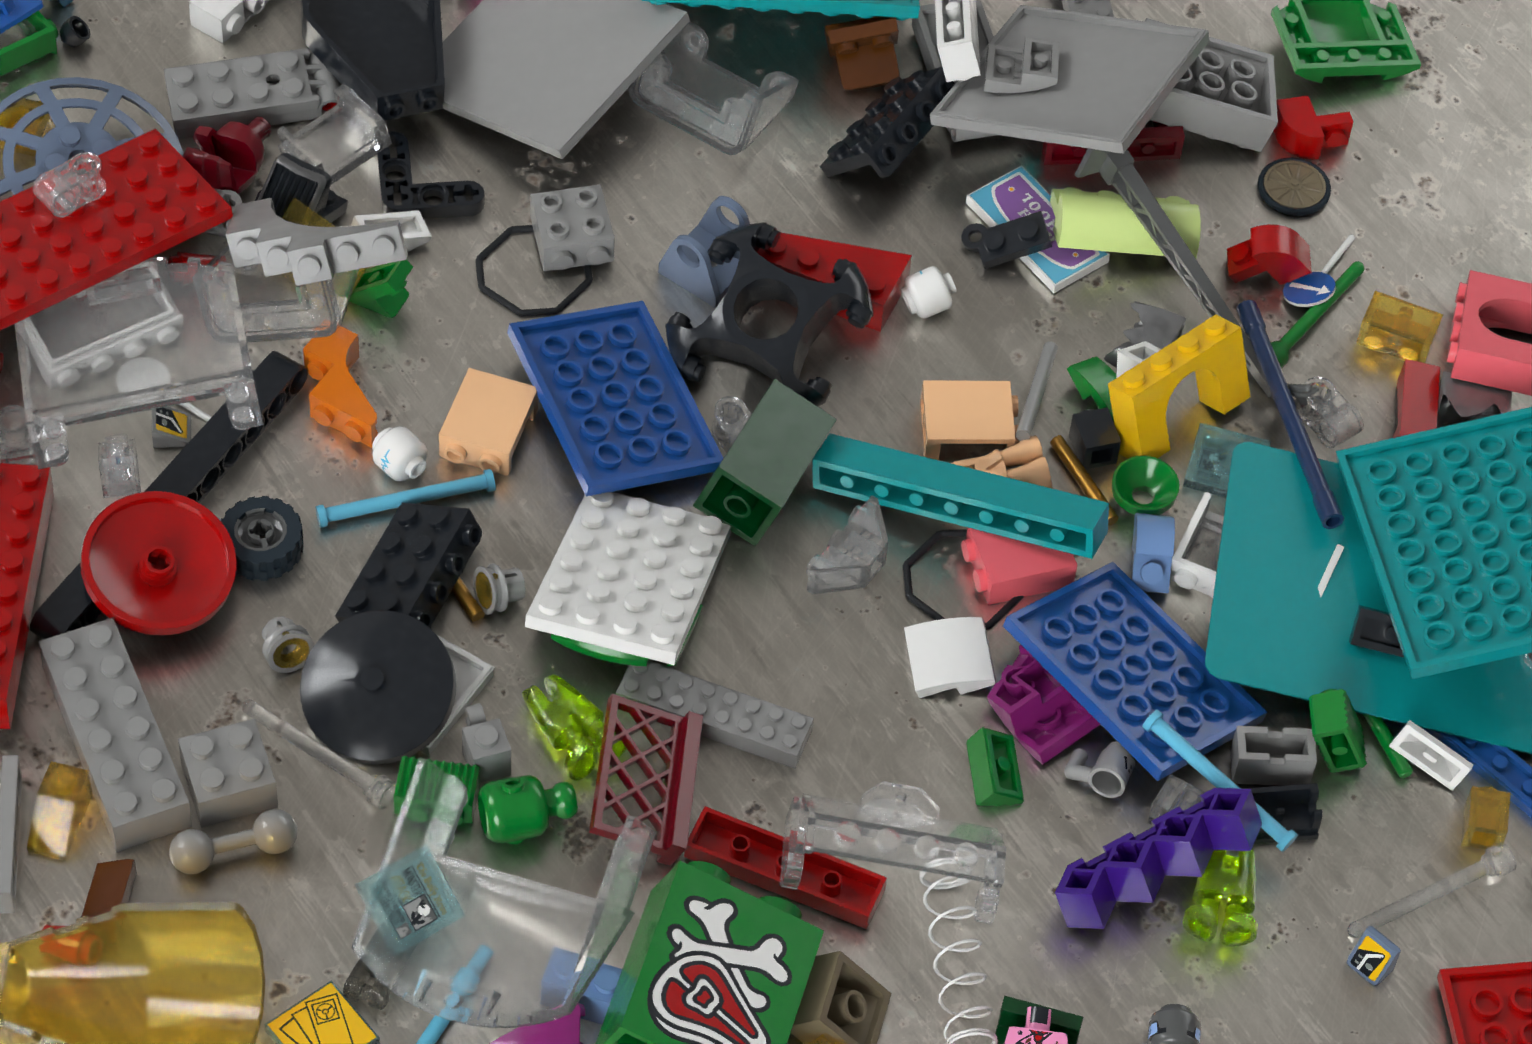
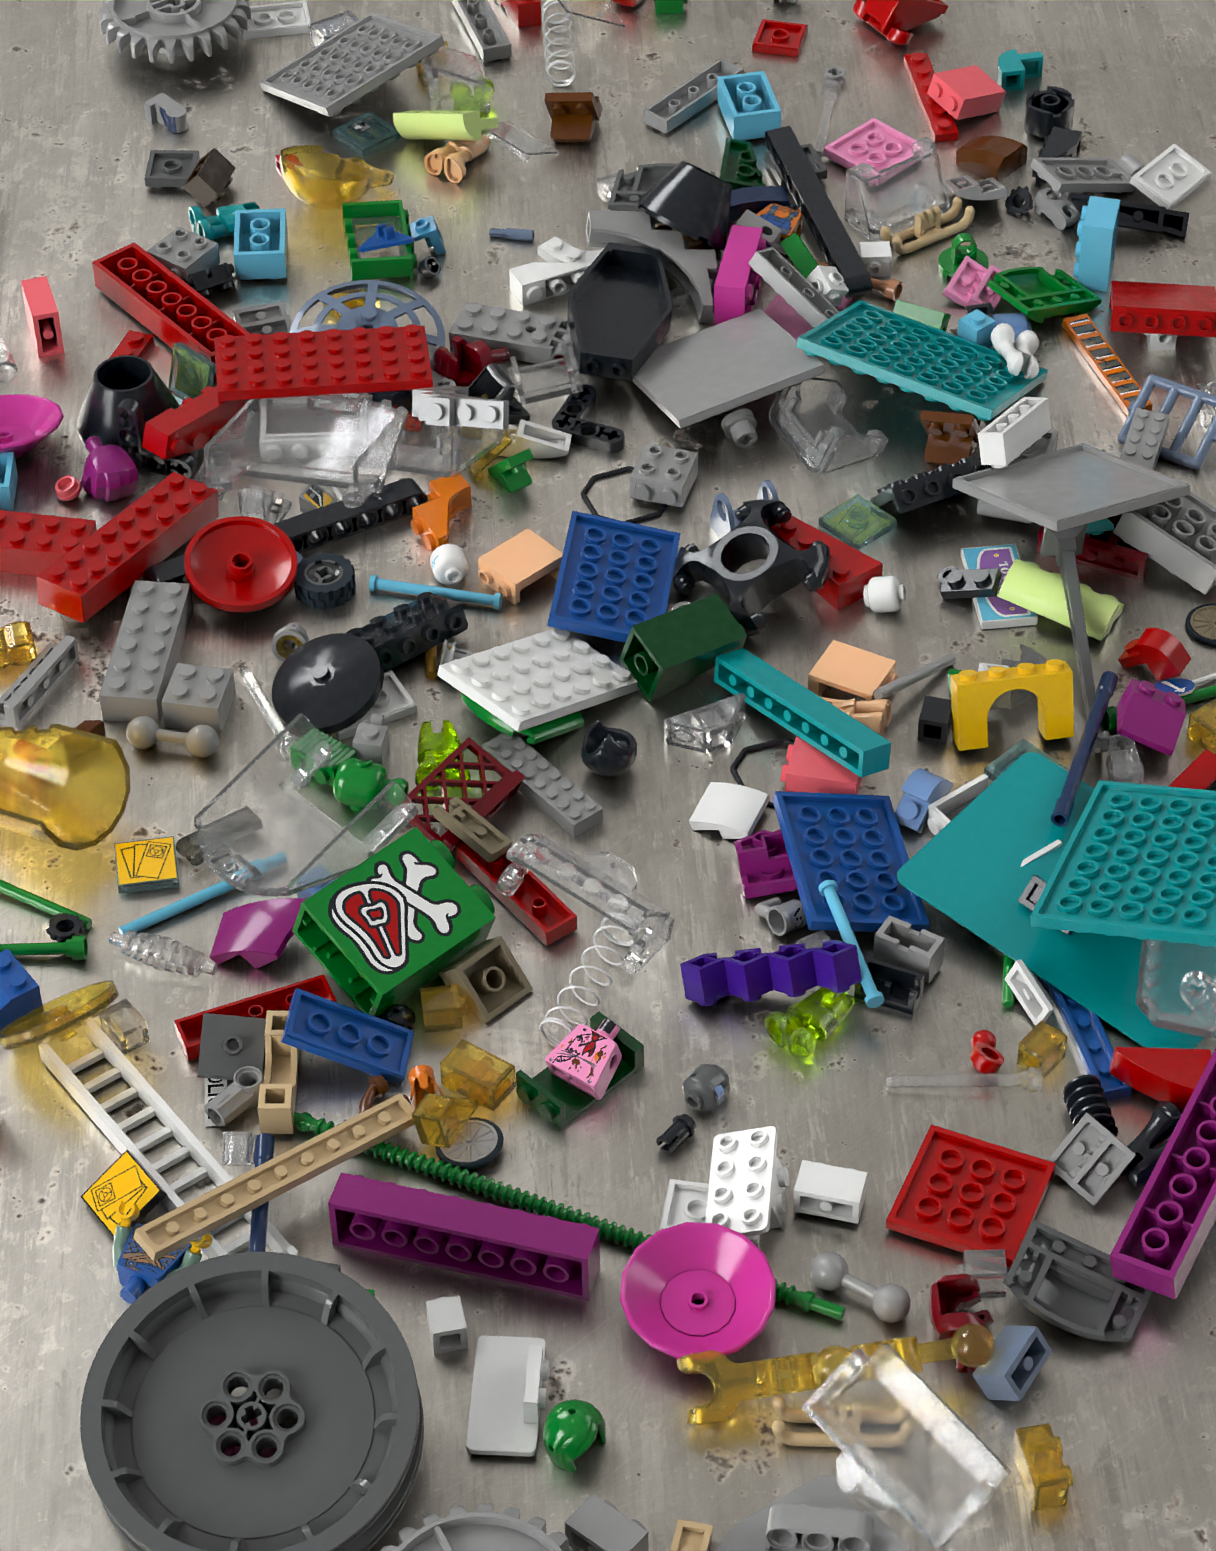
camera: 35 degrees right, 10 degrees down
(59, 810) = (80, 680): clear yellow slope -> none
(69, 187) = (339, 331): clear piece -> none
(409, 900) = (245, 800): clear light blue tile -> none
(615, 127) = (740, 427): none -> light grey piece
(702, 818) = (473, 830): none -> dark tan hinge
(770, 637) = (608, 750): none -> black piece
(825, 203) = (857, 522): none -> clear light blue tile
(994, 768) = (711, 888): green slope -> none
(1022, 69) = (1038, 471): light grey slope -> none
(1080, 474) = (911, 741): pearl gold bar -> none
(1145, 475) = (948, 753): green piece -> none
(1326, 342) = (1150, 716): none -> magenta slope
(1337, 730) = (965, 949): green brick -> none
(1374, 956) = (890, 1100): slope -> none
(1433, 855) = (984, 1055): none -> red plate

